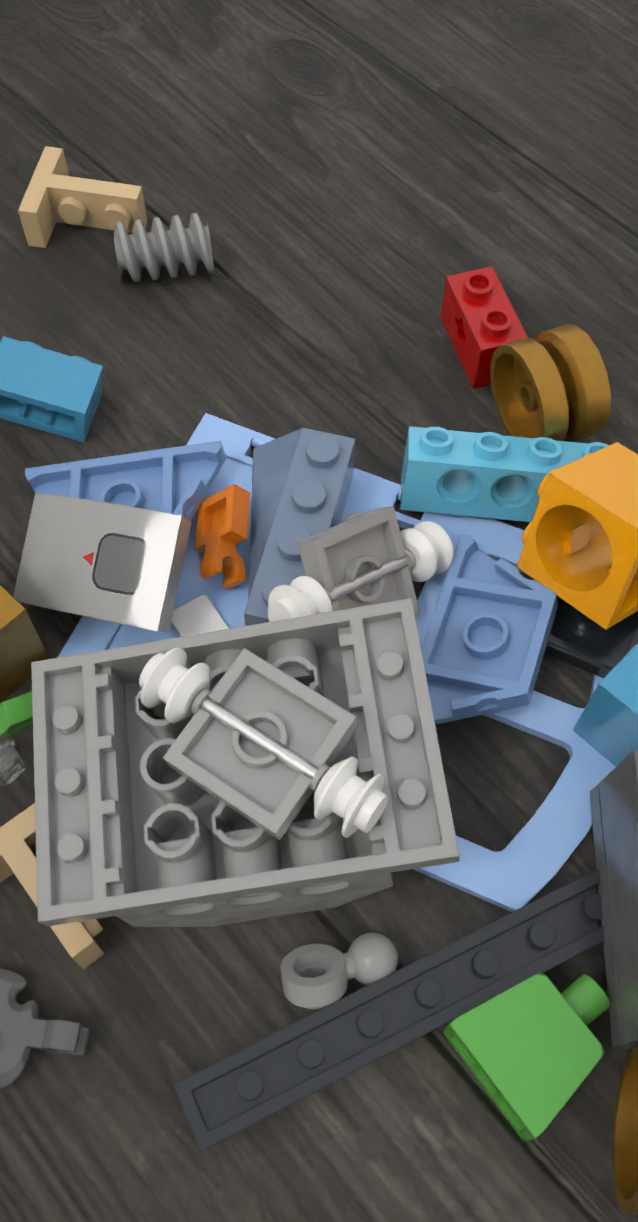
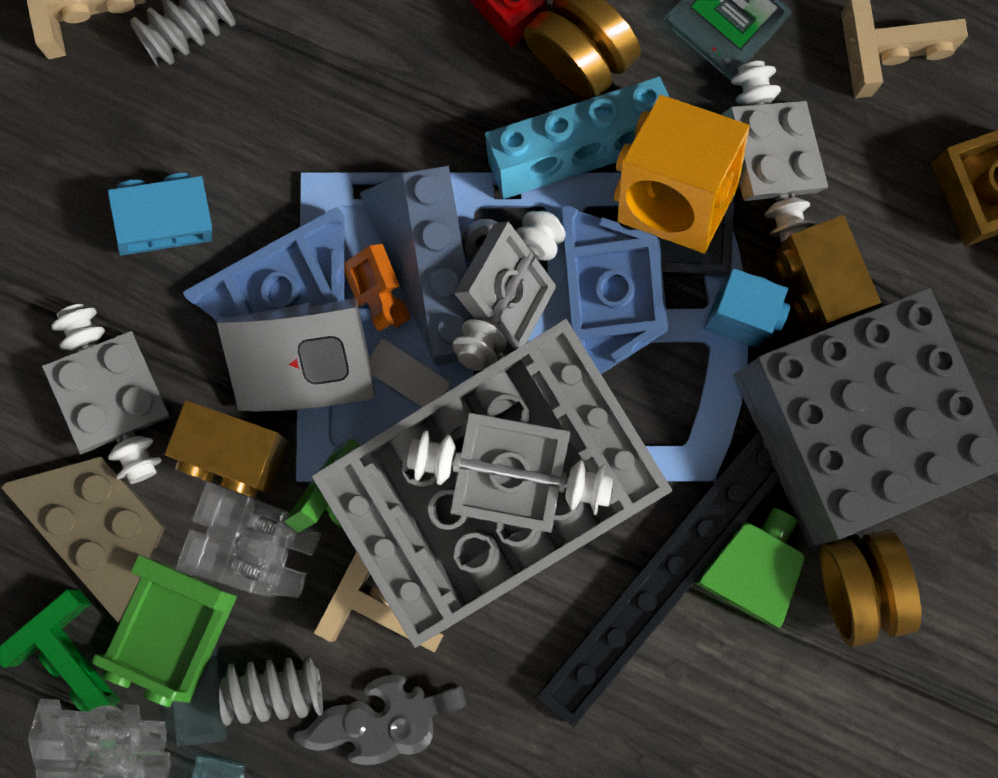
camera: 25 degrees left, 20 degrees up
(319, 973) = (598, 584): light grey plate -> none

